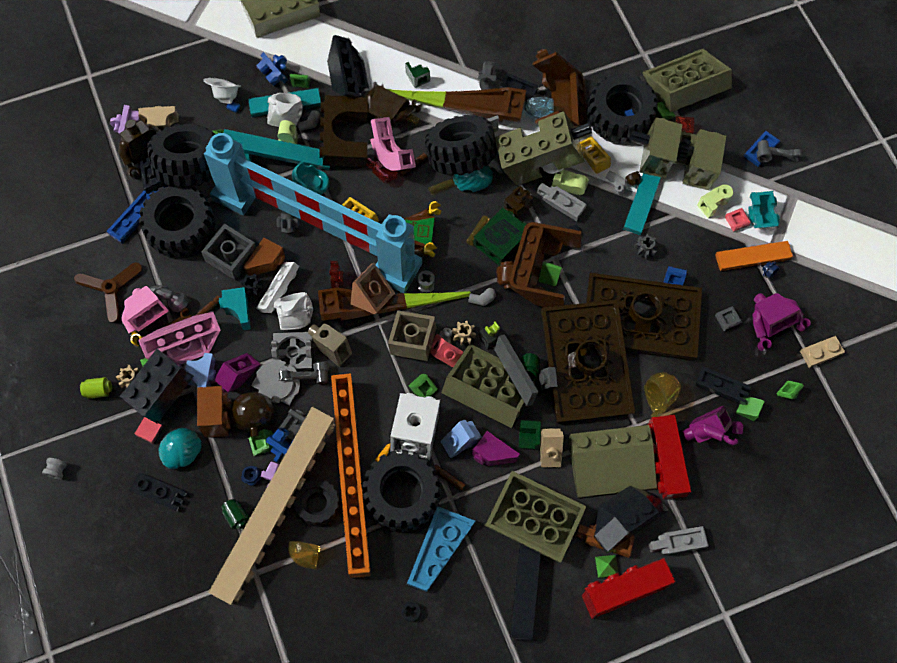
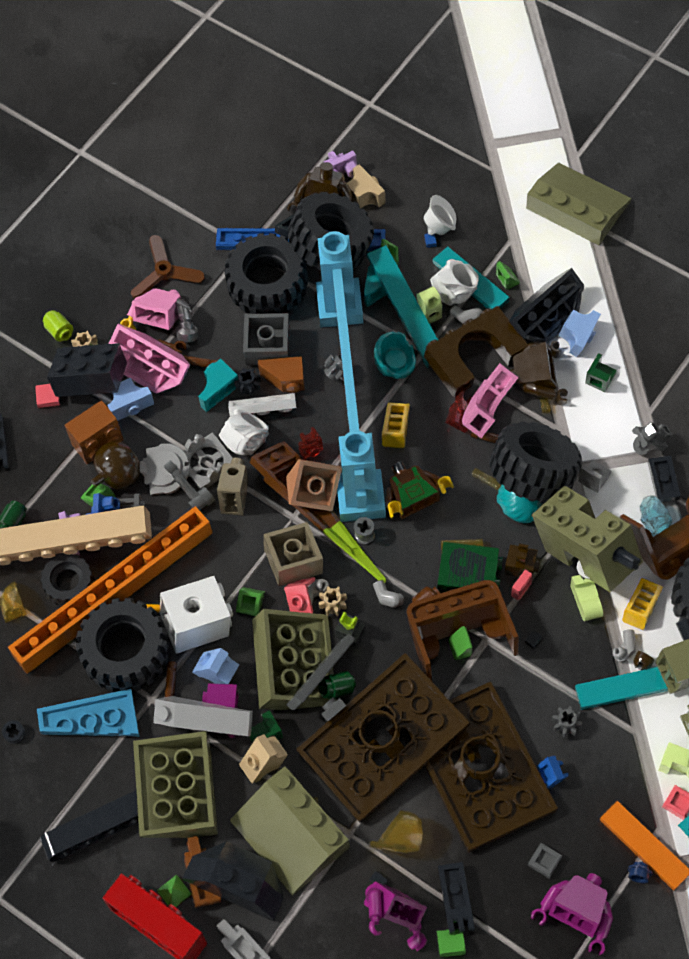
camera: 65 degrees right, 5 degrees down
(179, 448) = (45, 430): teal piece -> none
(236, 372) = (151, 427): magenta slope -> none
(251, 470) = (56, 502): dark blue plate -> none
(278, 63) = (501, 245): blue hips -> none
(377, 64) = (579, 330): none -> light blue brick
(487, 103) = (618, 463): reddish brown plate -> none
(497, 467) = (202, 716): none -> light grey slope
(534, 211) = (521, 585): none -> coral tile
(562, 201) = (557, 605): light grey hinge -> none
(669, 457) = (332, 885): red brick -> none

